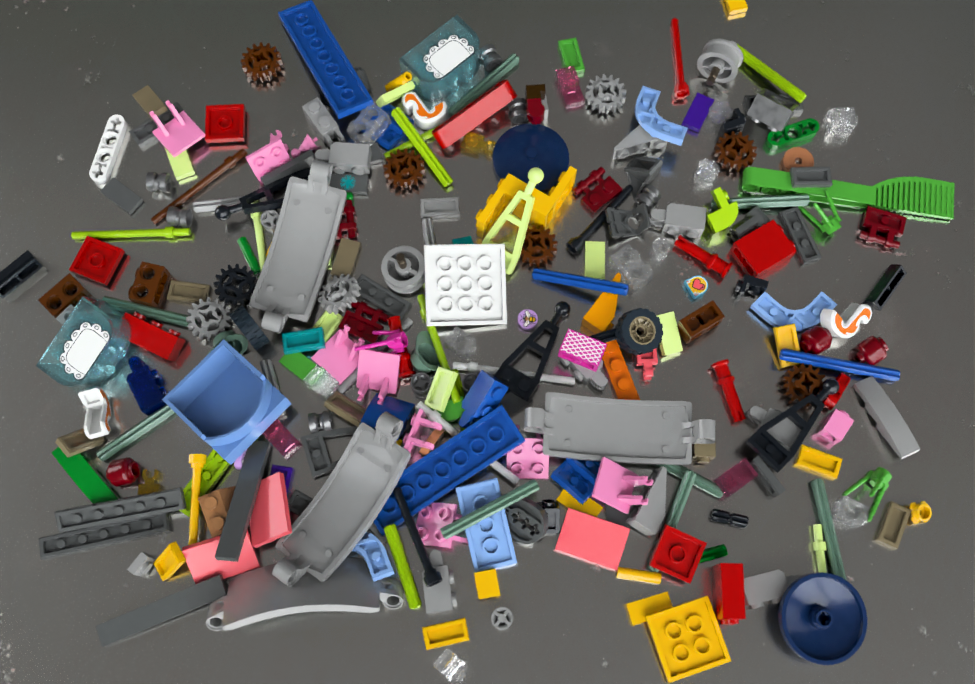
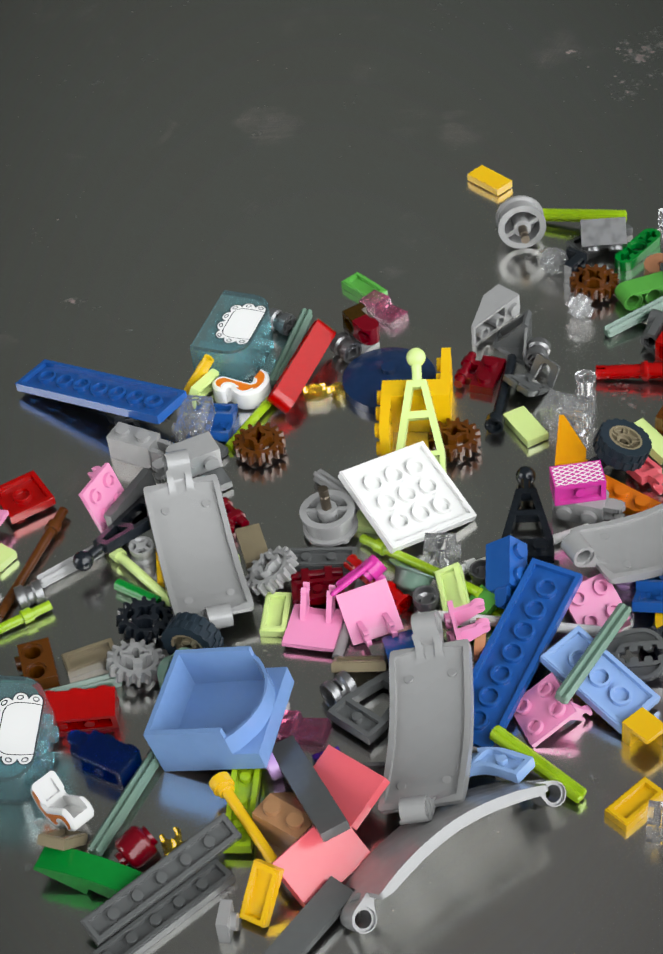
camera: 25 degrees left, 30 degrees down
(261, 61) = (27, 430): reddish brown gear -> none
(297, 364) = (280, 655): bright green tile -> none
(303, 340) = (262, 628): teal tile -> none
(307, 144) = (132, 470): bright pink piece -> none
(321, 381) = (312, 651): clear brick -> none
(422, 147) = (263, 416): lime axle -> none
(431, 575) = (580, 742): black piece -> none
(439, 597) = (591, 761): light grey hinge -> none
(440, 208) = (324, 458): light grey tile -> none
(527, 319) = (495, 503): tile -> none
(580, 281) = (526, 440): blue axle -> none
(605, 94) = (425, 297): light grey gear -> none
(654, 123) = (479, 285): light blue plate -> none
(680, 219) = (586, 353): light grey hinge -> none
(681, 88) = (499, 263): red piece -> none
(696, 286) = (646, 398): tile -> none
(697, 112) = (530, 274): dark purple tile -> none
(725, 214) = (625, 326): lime brick -> none

